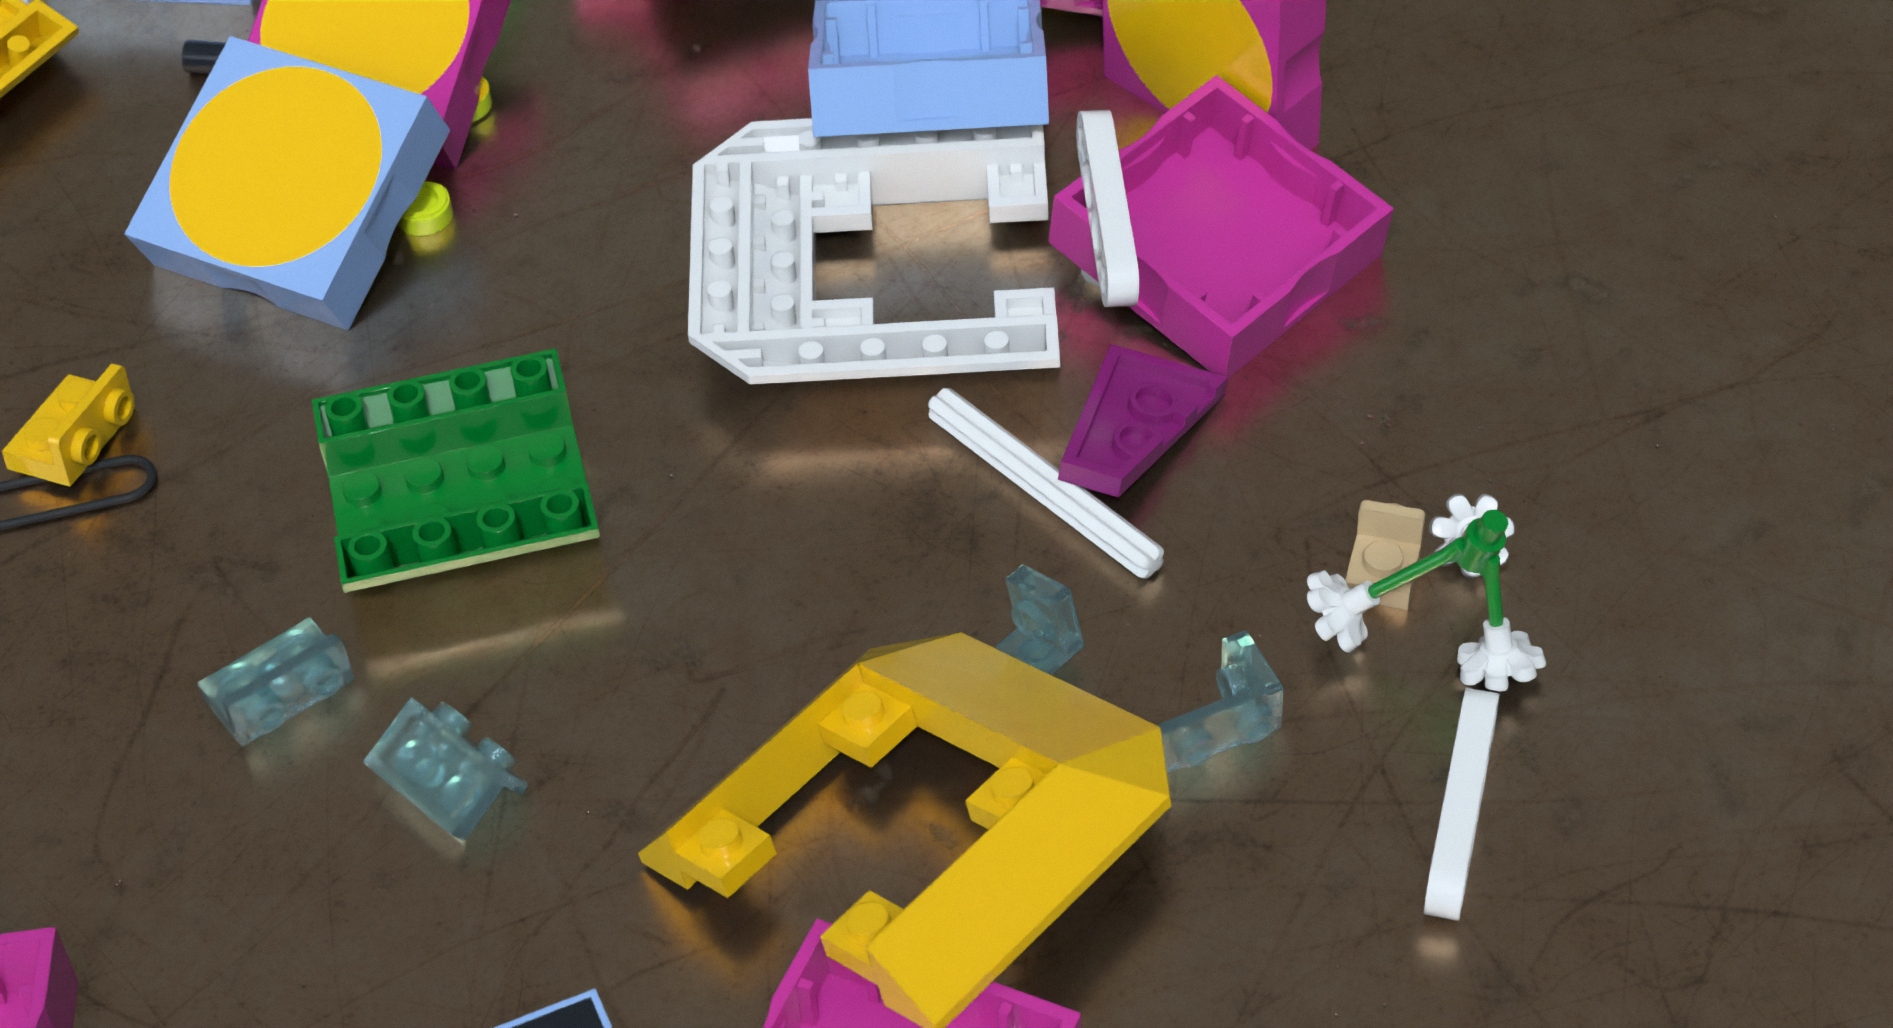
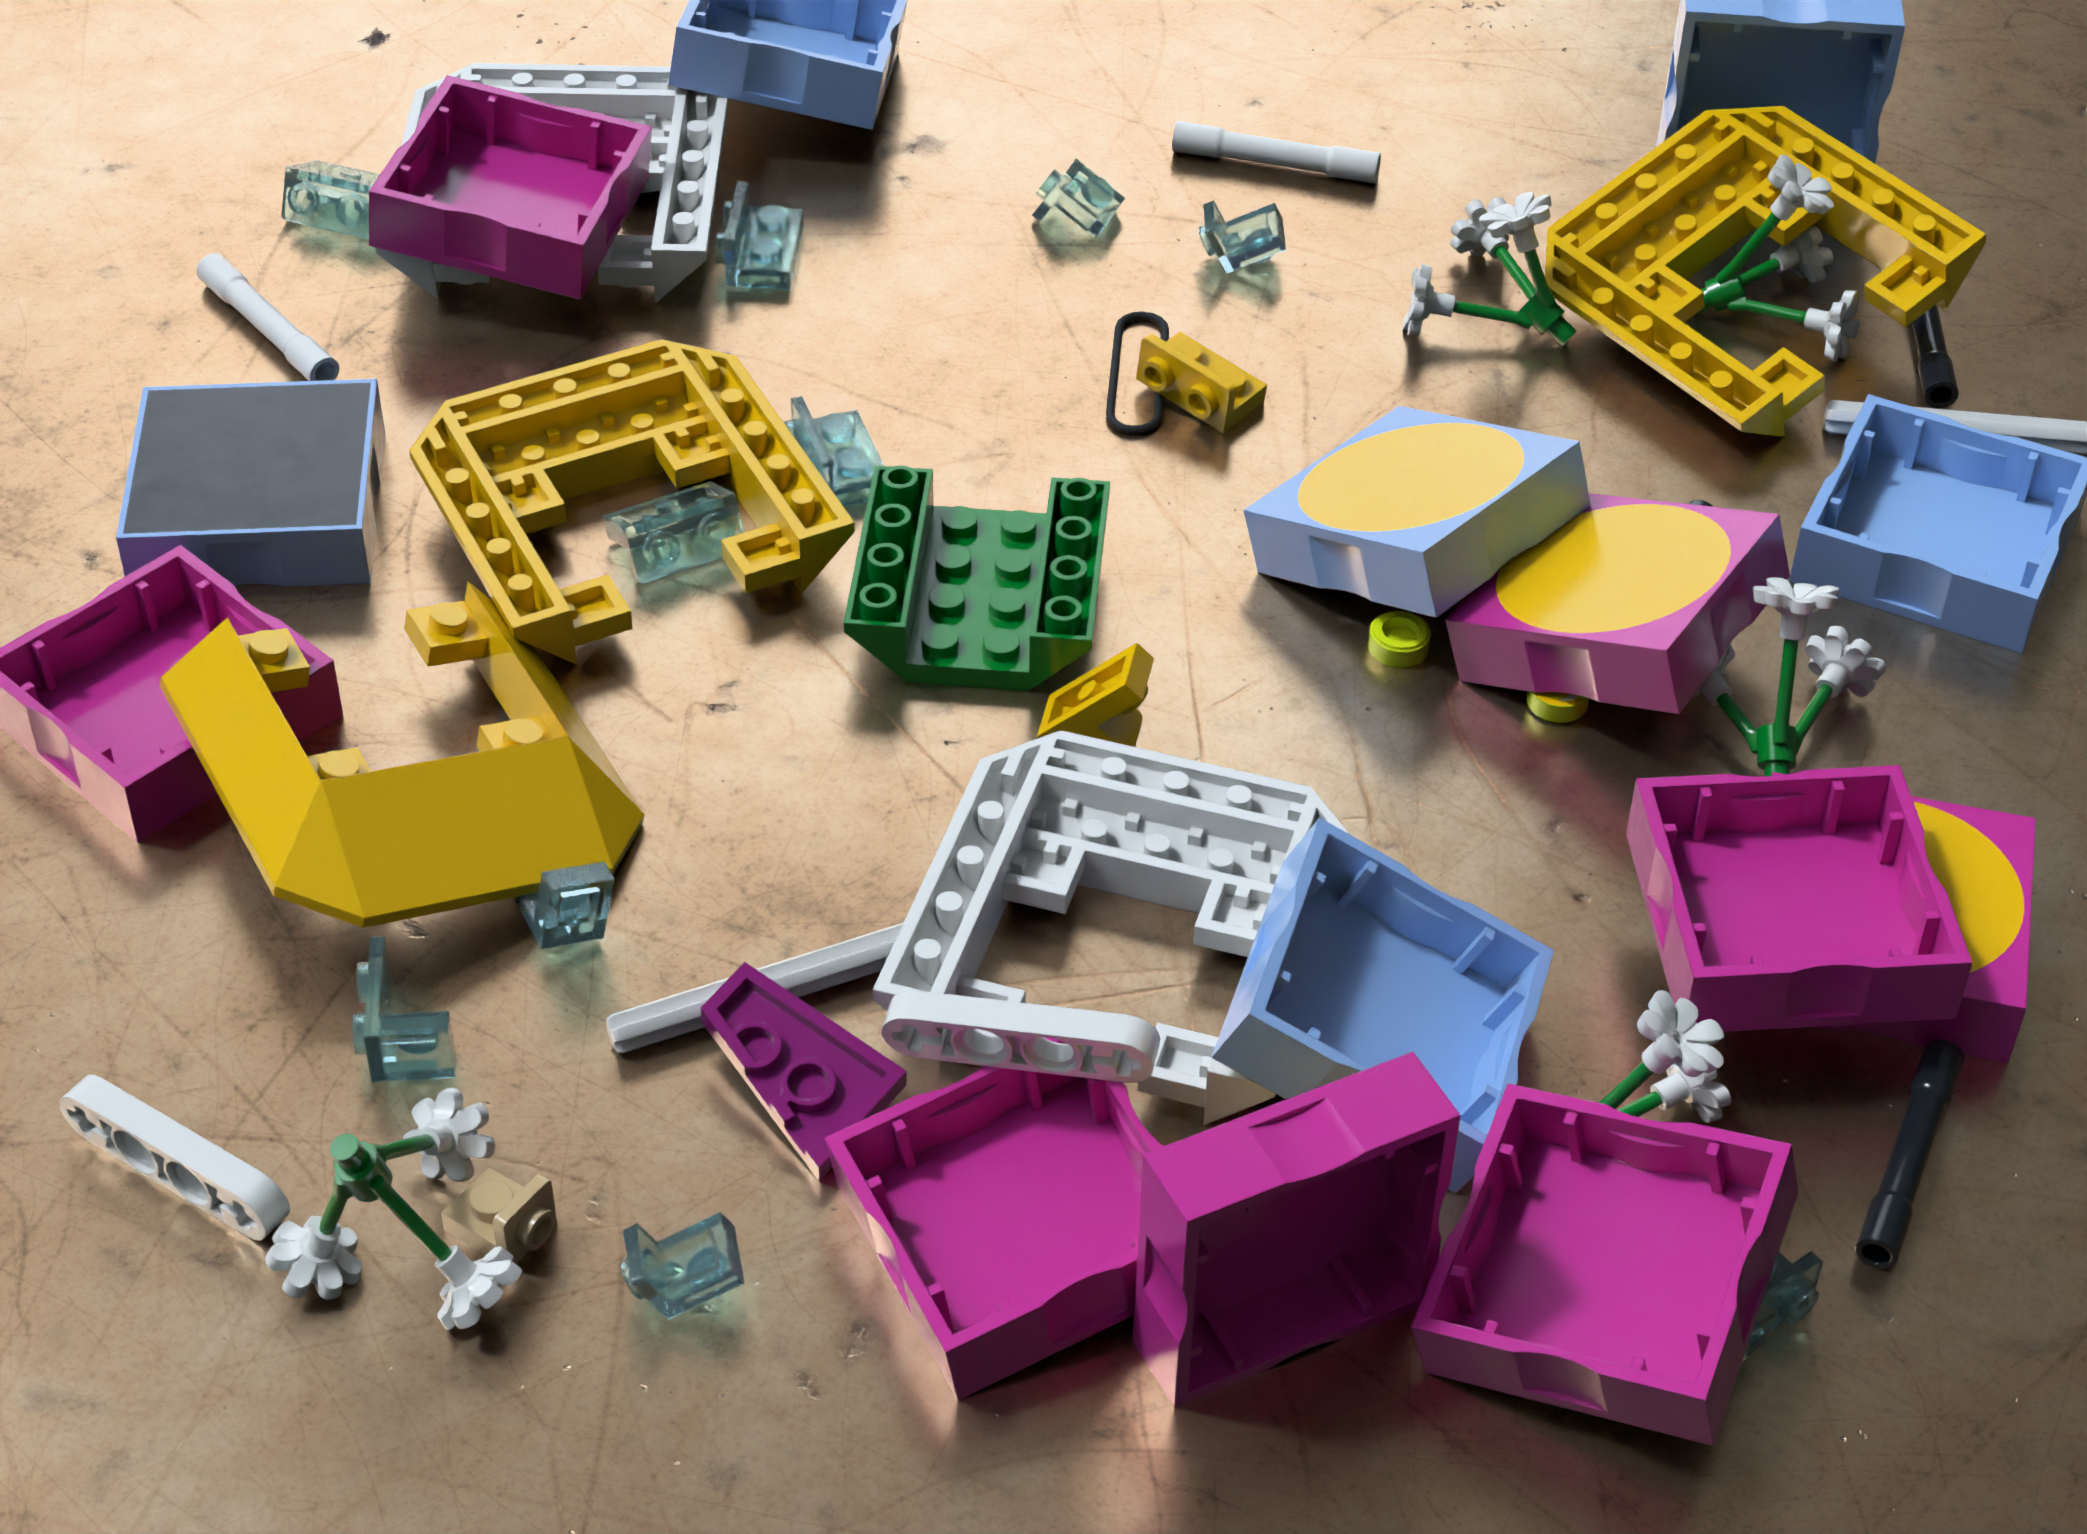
camera: 105 degrees right, 5 degrees down
(265, 799) = (521, 448): none -> yellow slope
(607, 352) = (1103, 700): none -> yellow slope
(1372, 416) = (684, 1266): none -> clear light blue bracket

